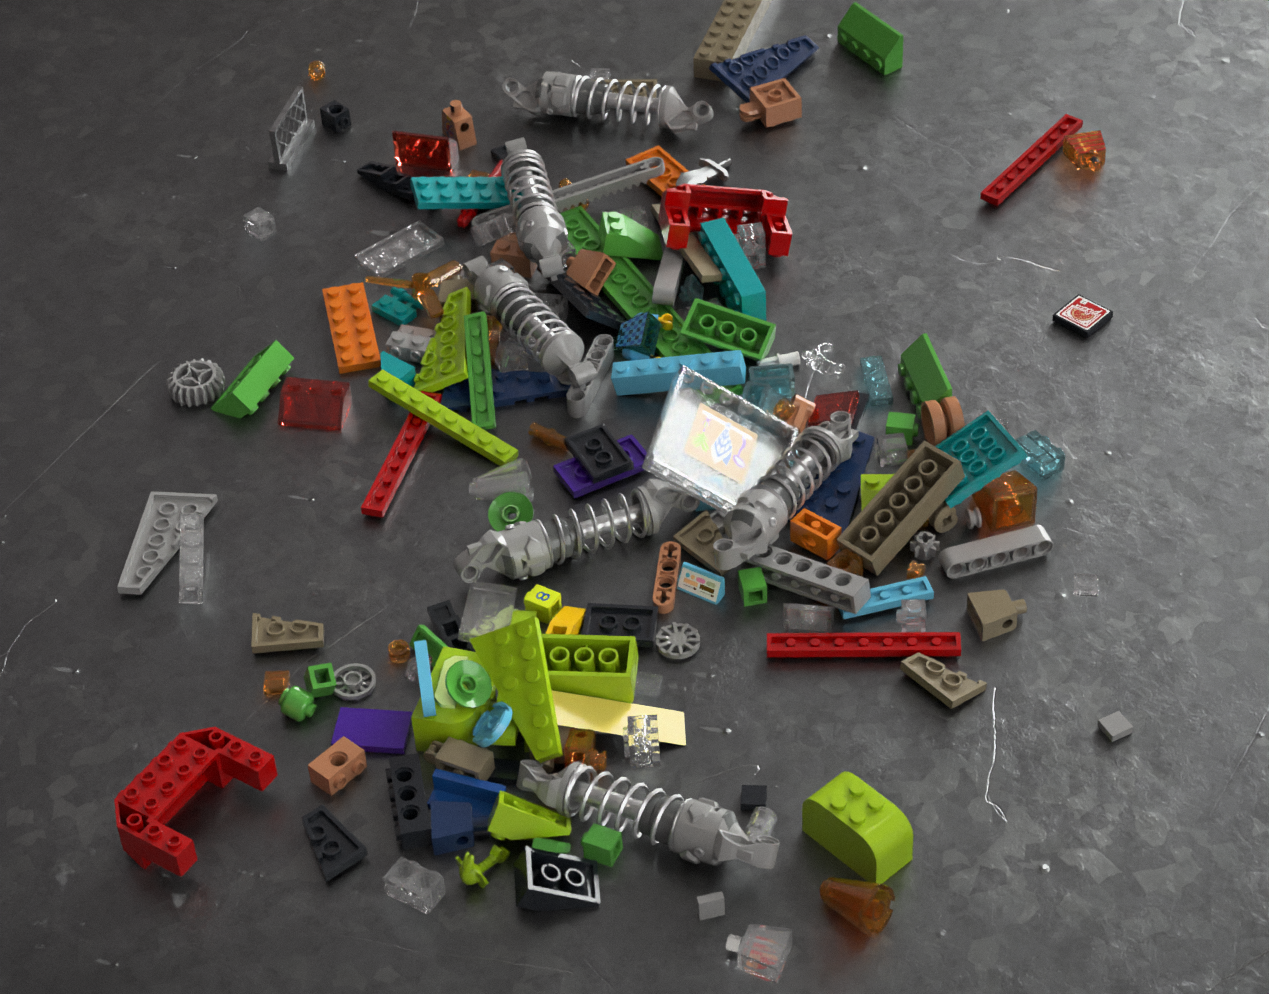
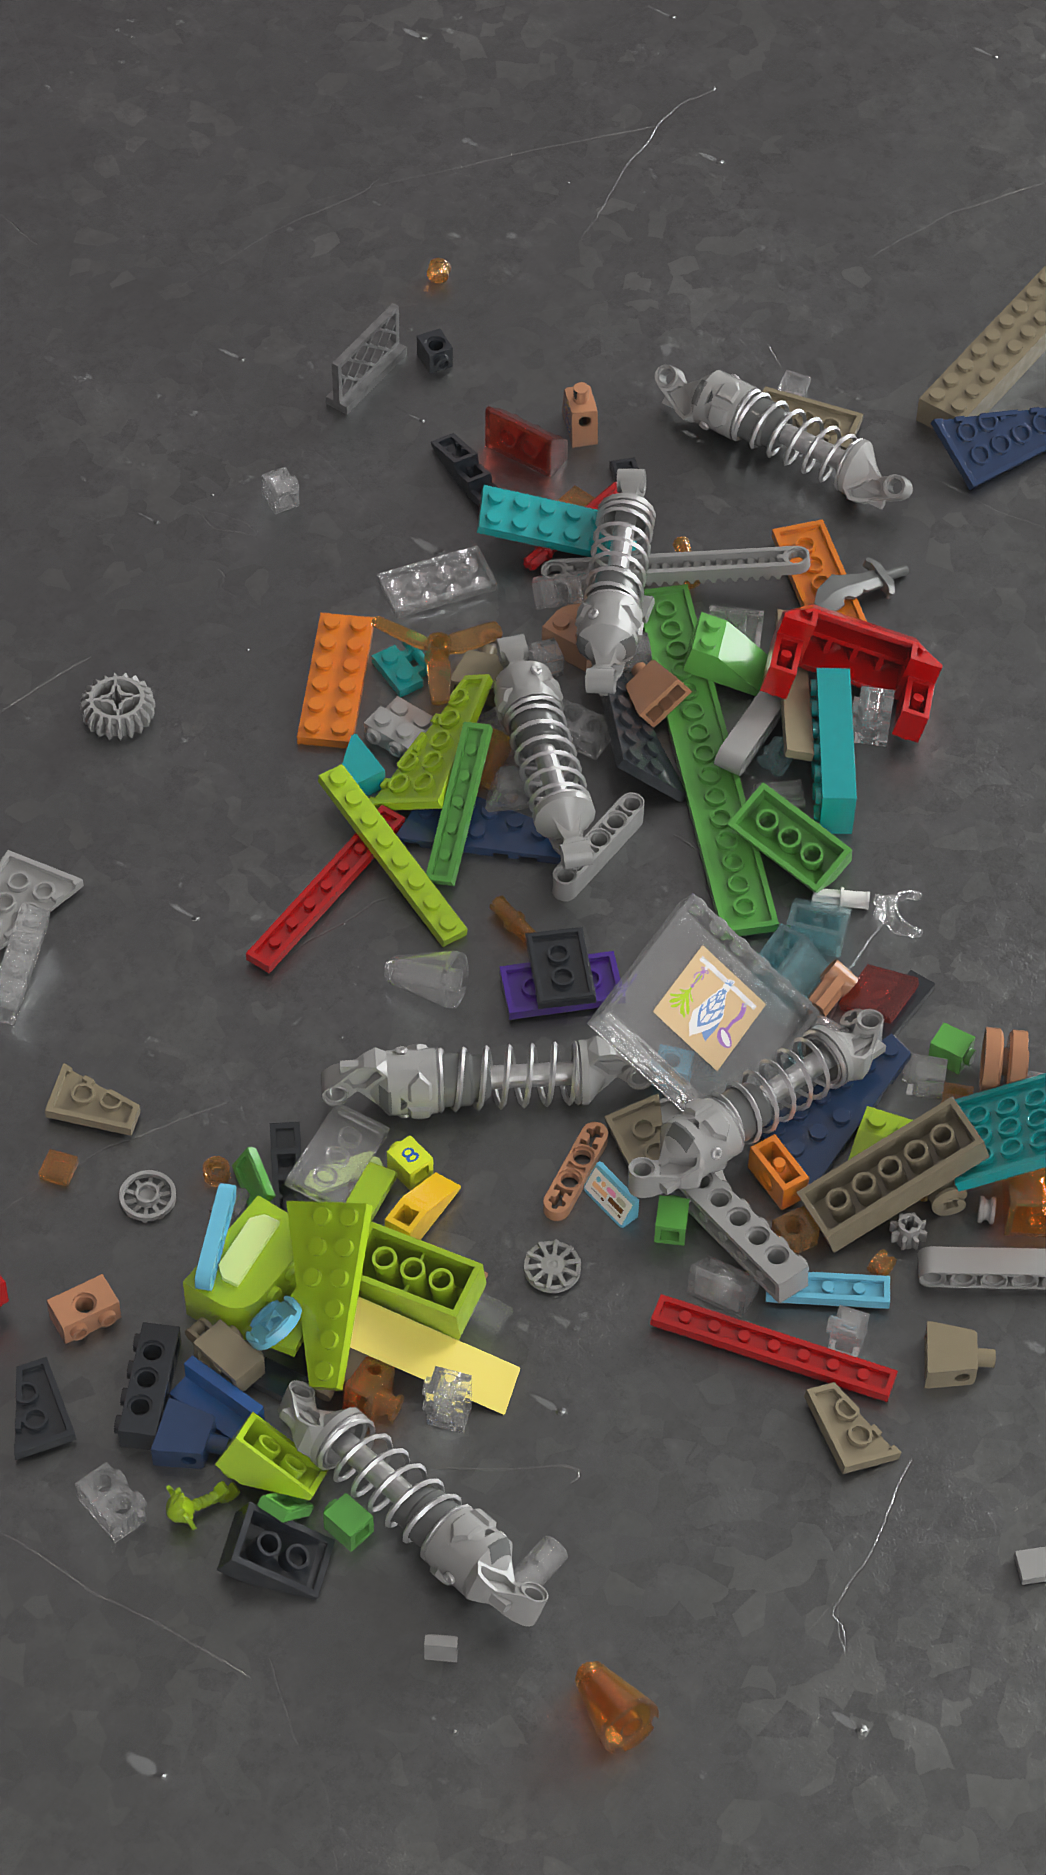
camera: 15 degrees right, 10 degrees up
(254, 381) = (187, 727): bright green slope -> none
(297, 703) = (69, 1207): bright green head -> none
(314, 403) = (247, 783): clear red slope -> none
(320, 680) = (105, 1186): bright green brick -> none
(374, 729) = (144, 1271): dark purple tile -> none
(475, 679) = (275, 1259): bright green dish -> none
(507, 504) = (412, 1010): bright green dish -> none
(622, 621) = (491, 1222): black plate -> none
(640, 334) = (677, 812): torso -> none
(657, 373) = (712, 882): medium azure brick -> none
(753, 796) = (554, 1516): black tile -> none
(762, 950) = (477, 1729): clear torso -> none
(772, 103) = (995, 498): nougat brick -> none
(784, 409) = (813, 977): clear orange bush -> none
(859, 827) = (655, 1607): lime brick -> none
(876, 380) = (953, 965): clear light blue plate -> none
(923, 373) = (1010, 982): bright green slope -> none

